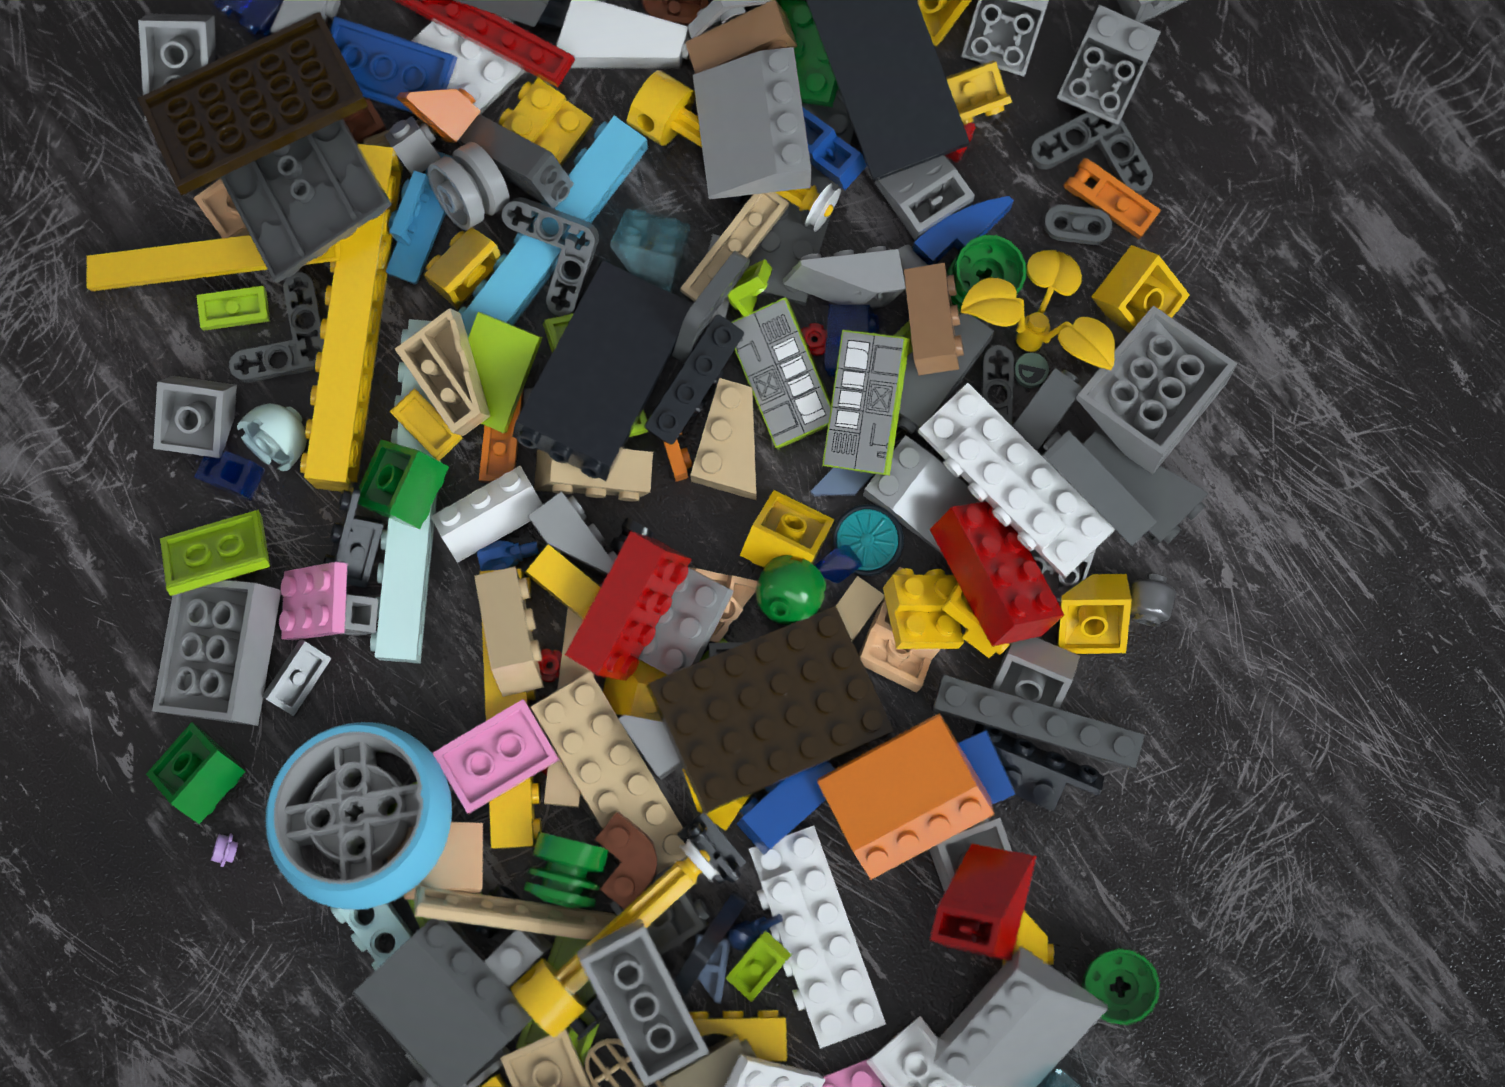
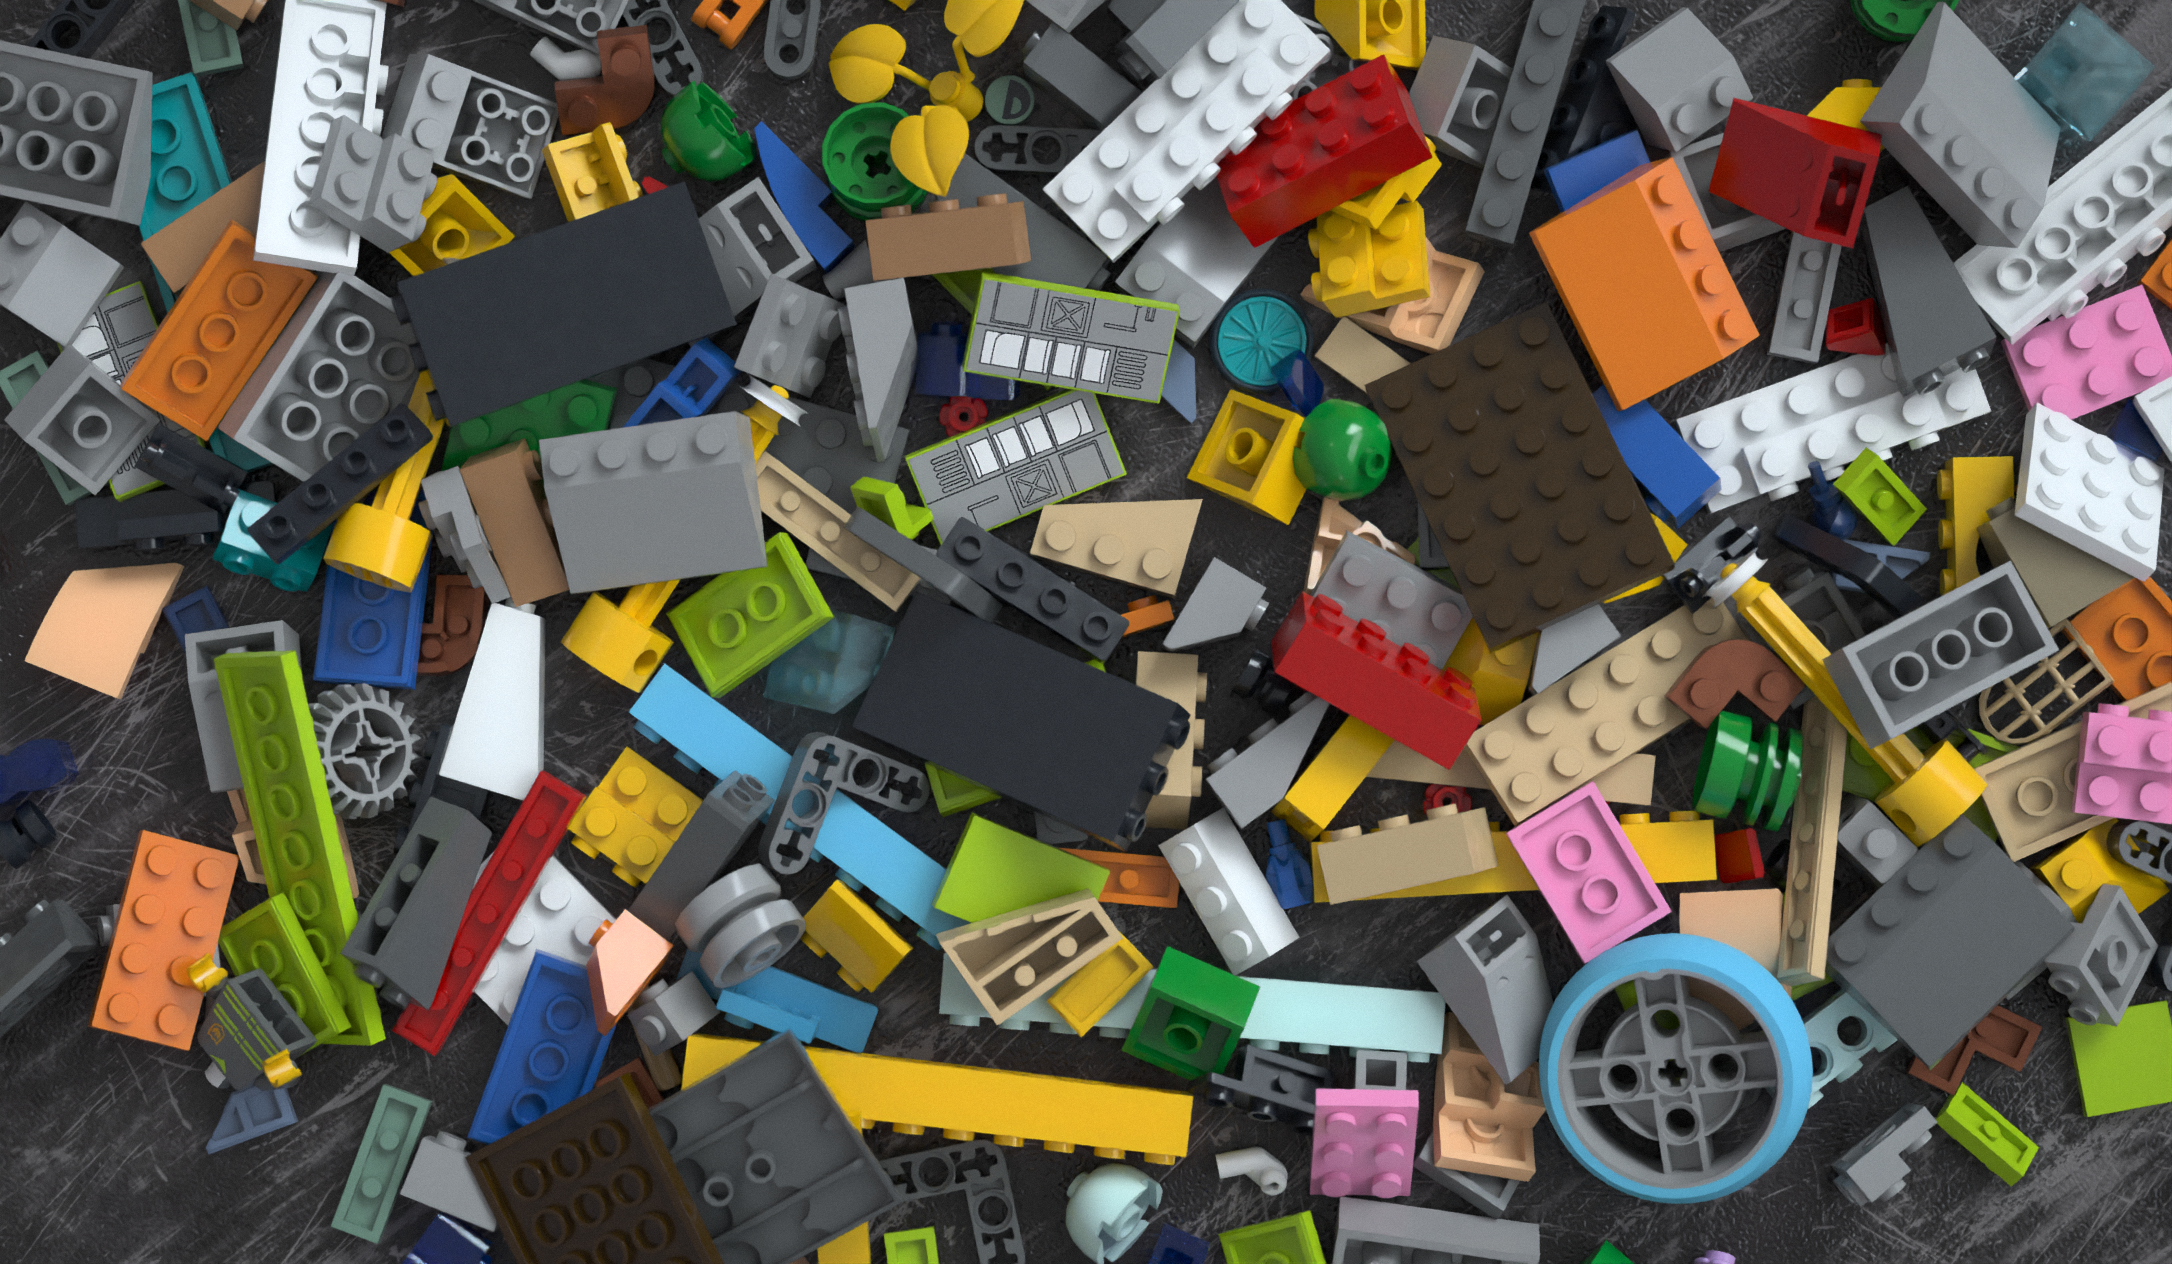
camera: 90 degrees left, 5 degrees up
(290, 956) = (1873, 1165): none -> light grey plate
(304, 536) = (1257, 1165): none -> white arm
(312, 1039) = (1987, 1134): none -> lime plate
(340, 688) = (1477, 1117): none -> light nougat slope
(380, 1049) = (1998, 1036): none -> copper plate
(420, 693) = (1495, 985): none -> light grey slope
(509, 866) = (1738, 856): none -> red slope
(677, 195) = (750, 617): none -> lime tile
(682, 504) = (1217, 609): none -> light grey slope
(866, 217) = (790, 336): none -> light grey plate
(877, 952) = (1856, 329): none -> red slope
(895, 915) = (1804, 299): none -> light grey plate
(897, 997) = (1921, 297): none -> dark grey slope
(1004, 164) = (702, 136): none -> green cylinder
(1034, 111) = (617, 95): none -> copper plate
(1050, 78) = (567, 65): none -> white arm
(1050, 824) = (1677, 81): none -> light grey slope

